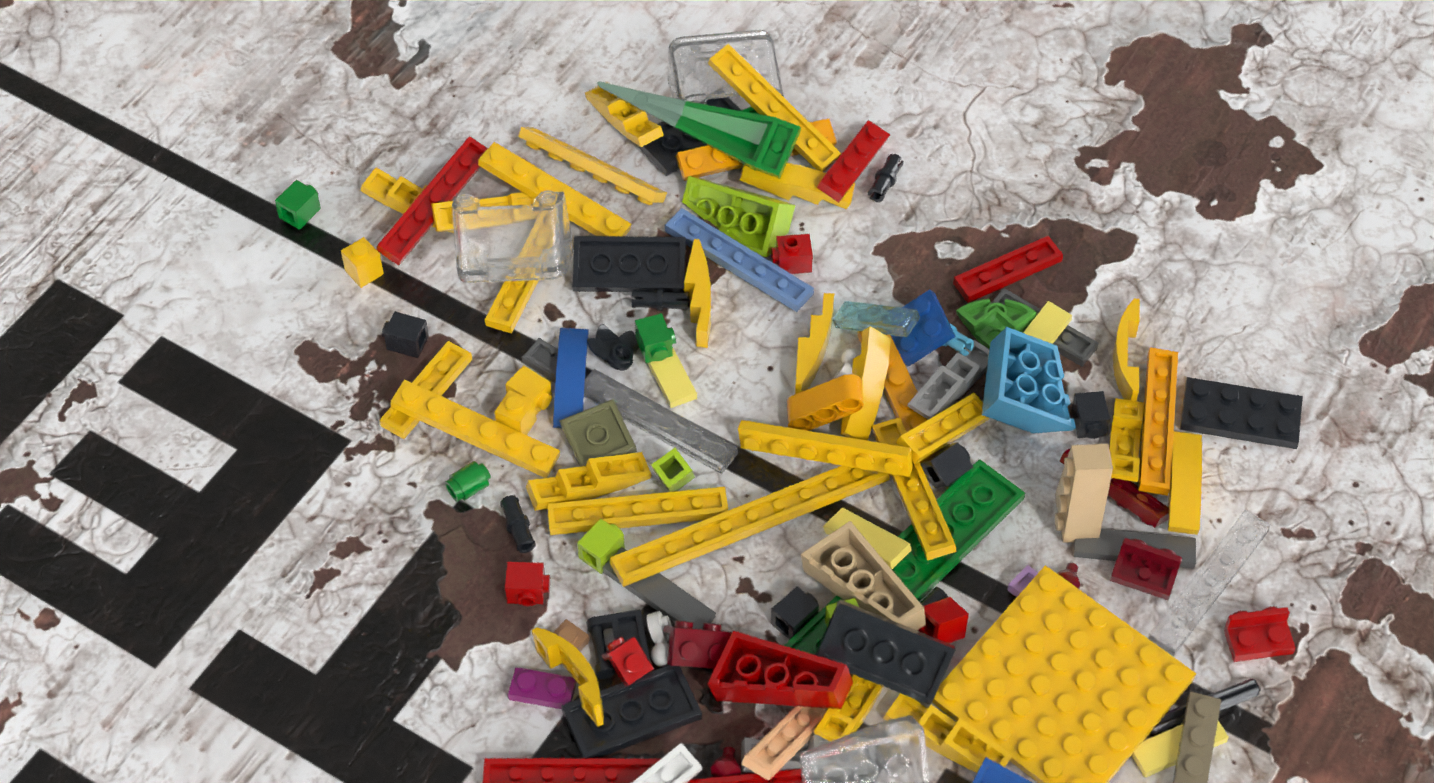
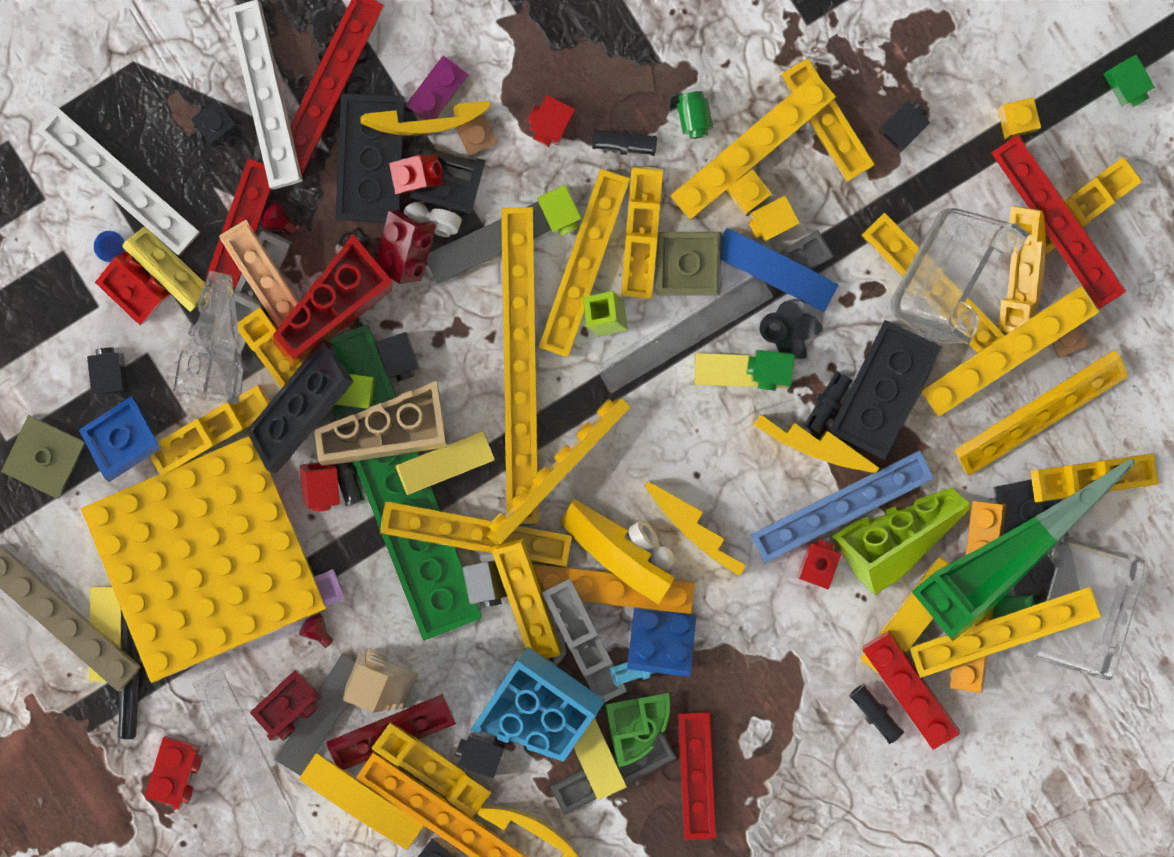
camera: 115 degrees right, 35 degrees up
(825, 403) = (610, 498): light orange beam -> none
(885, 319) = (691, 603): clear light blue plate -> none

